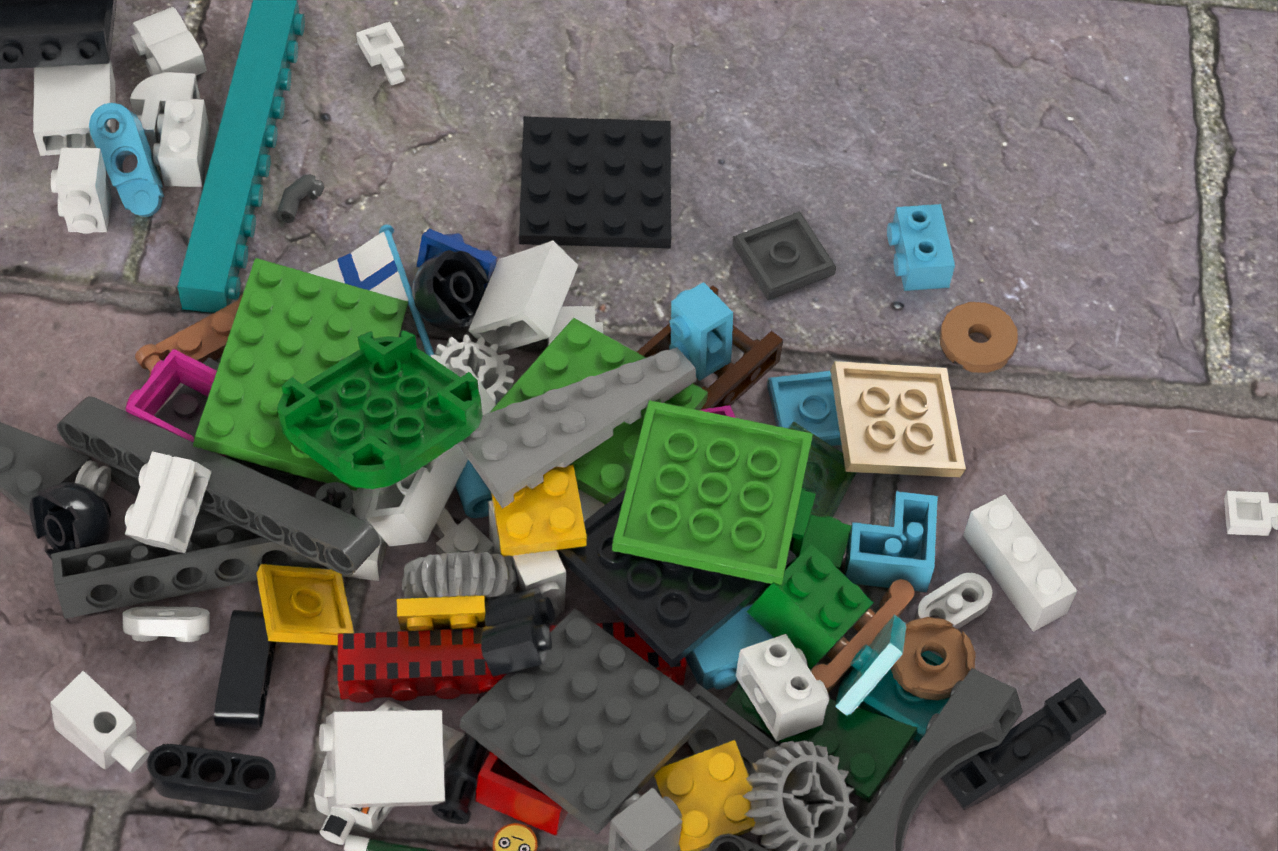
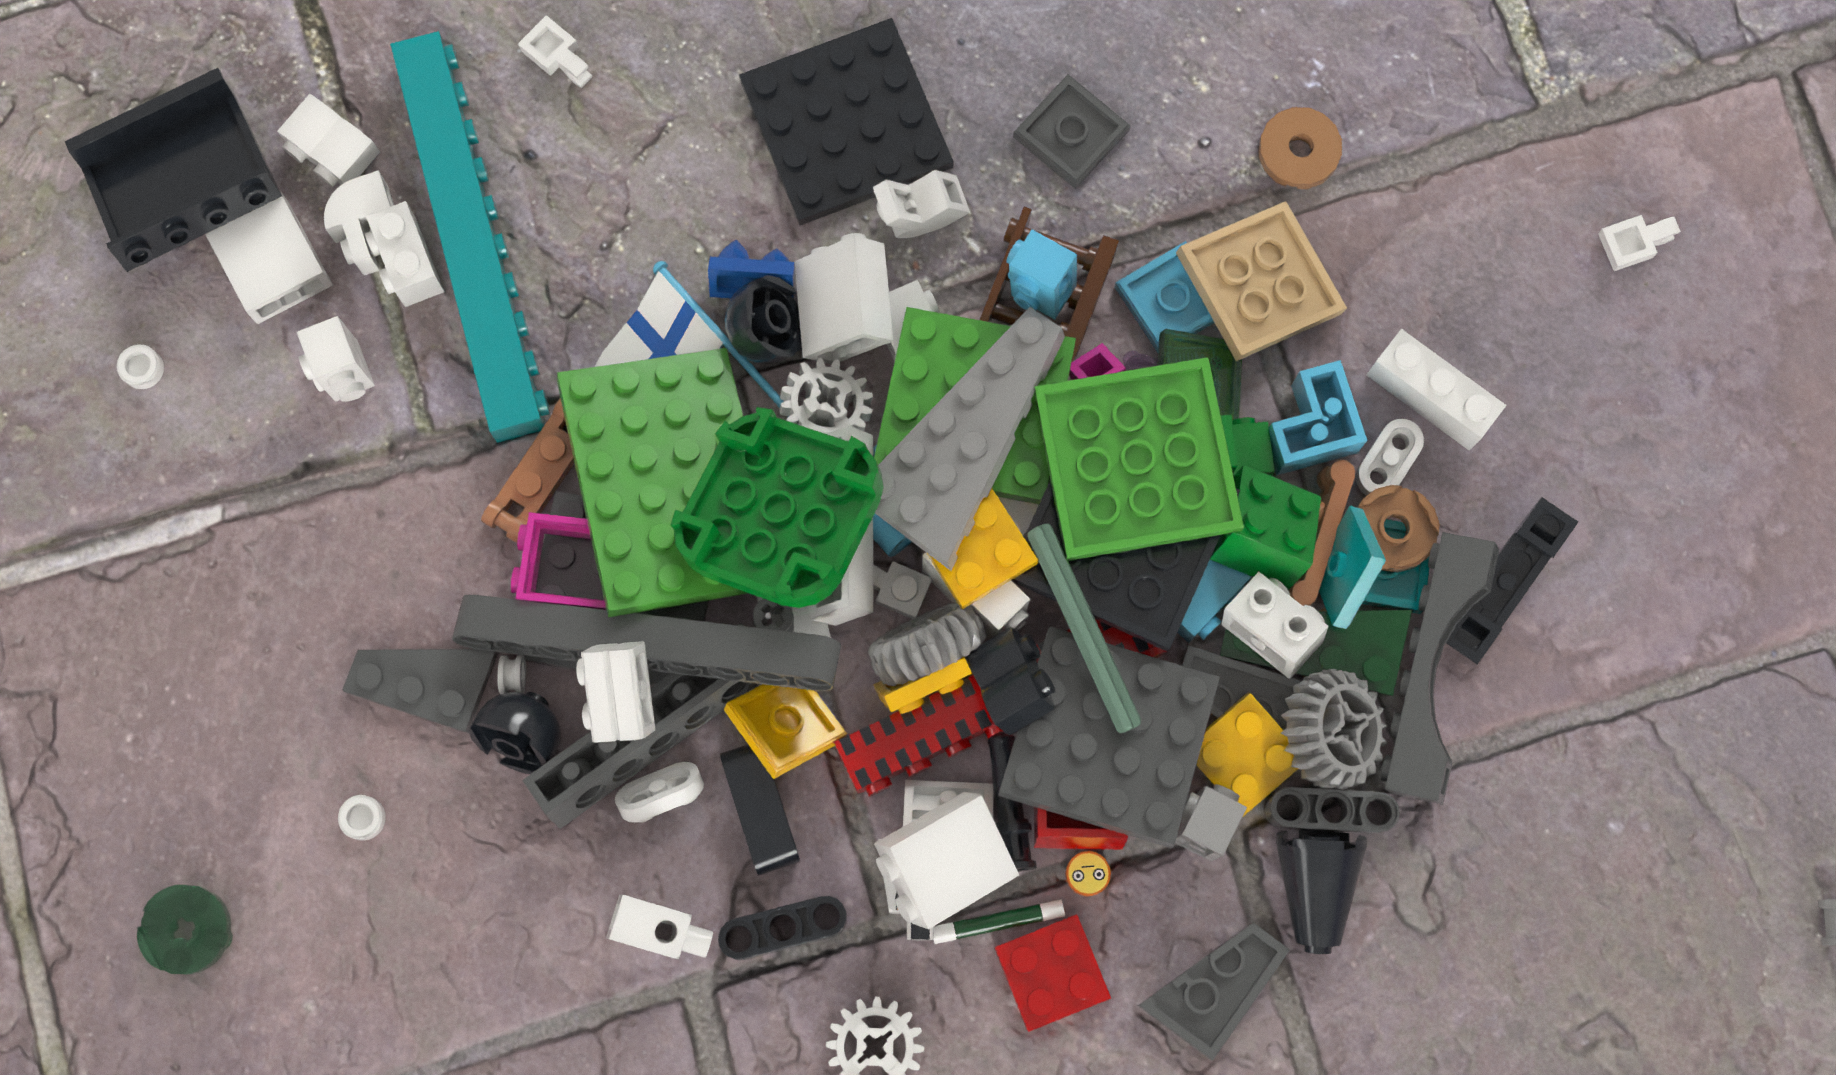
camera: 20 degrees left, 20 degrees up
(142, 187) = (387, 328): medium azure piece -> none
(295, 193) = (547, 262): dark grey arm -> none
(601, 611) = (1084, 628): none -> sand green axle
(627, 260) = (922, 205): none -> white brick
(921, 247) = (1207, 68): medium azure brick -> none

